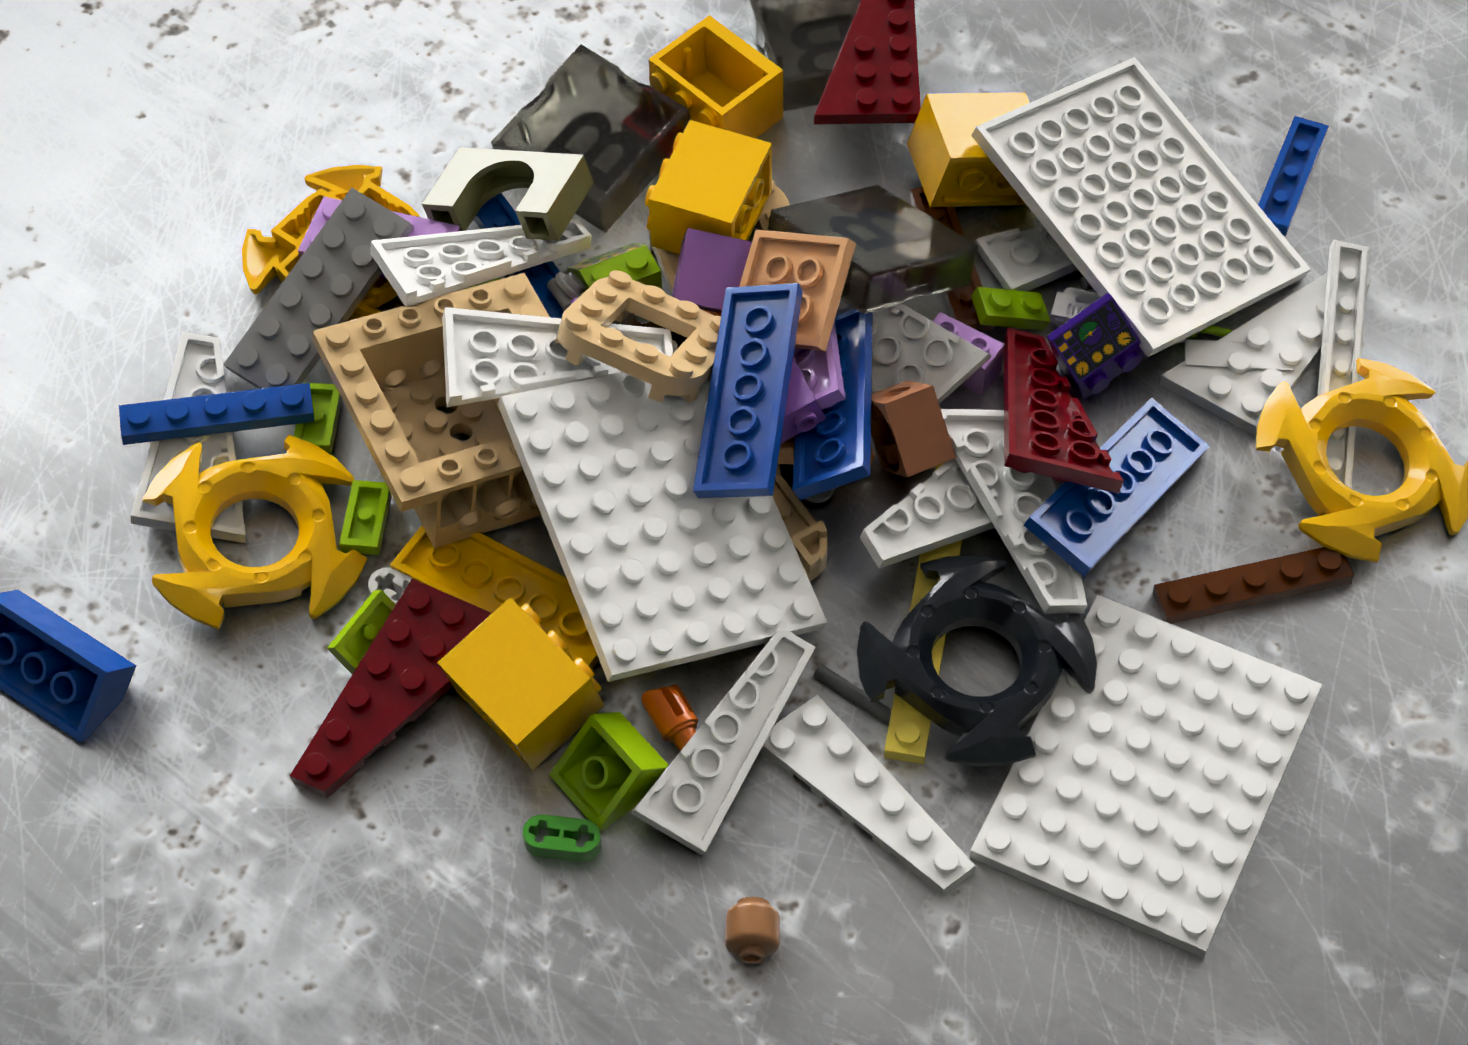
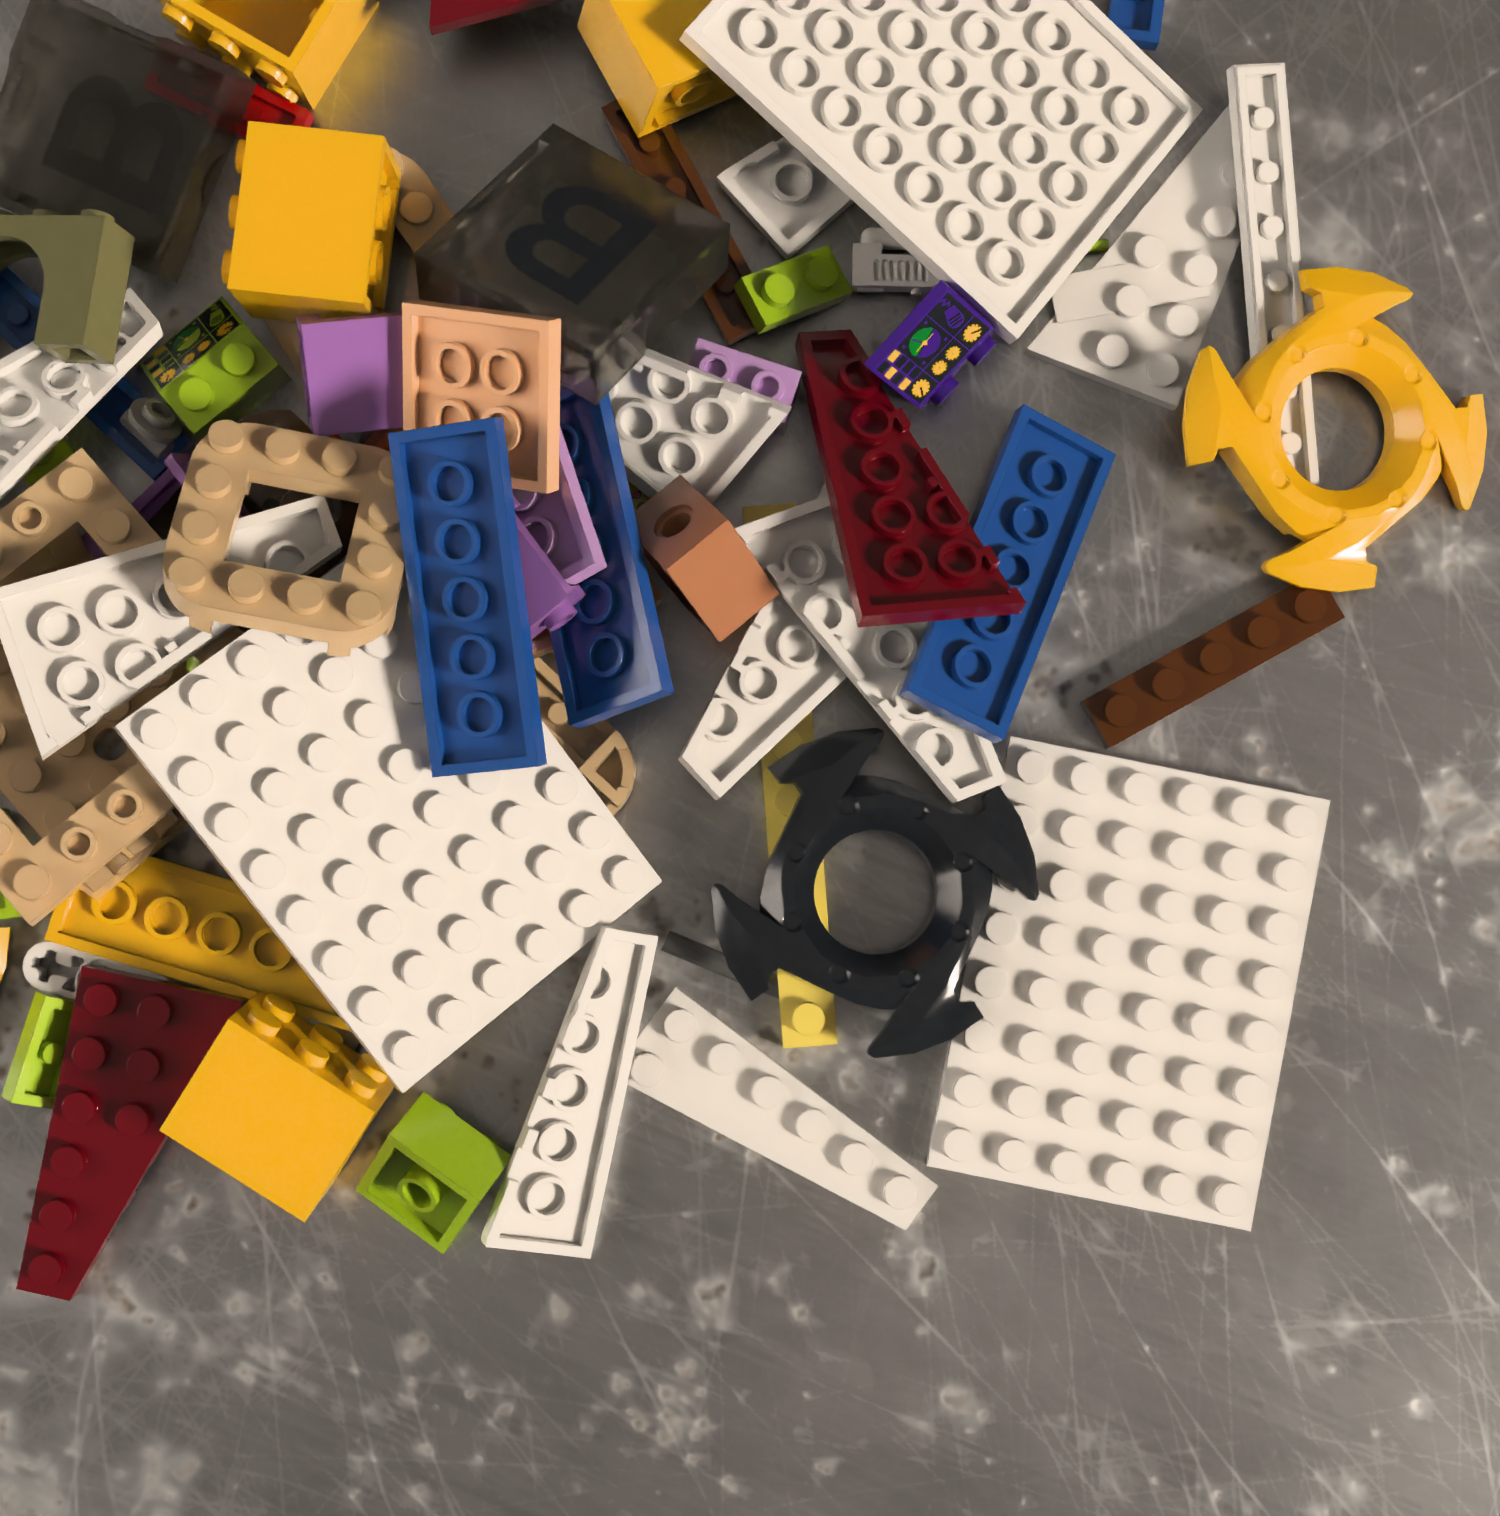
camera: 20 degrees left, 30 degrees up
(562, 838) = (400, 1294): bright green beam -> none
(671, 714) = (494, 1074): orange arm -> none
(752, 930) = (678, 1353): medium nougat head -> none

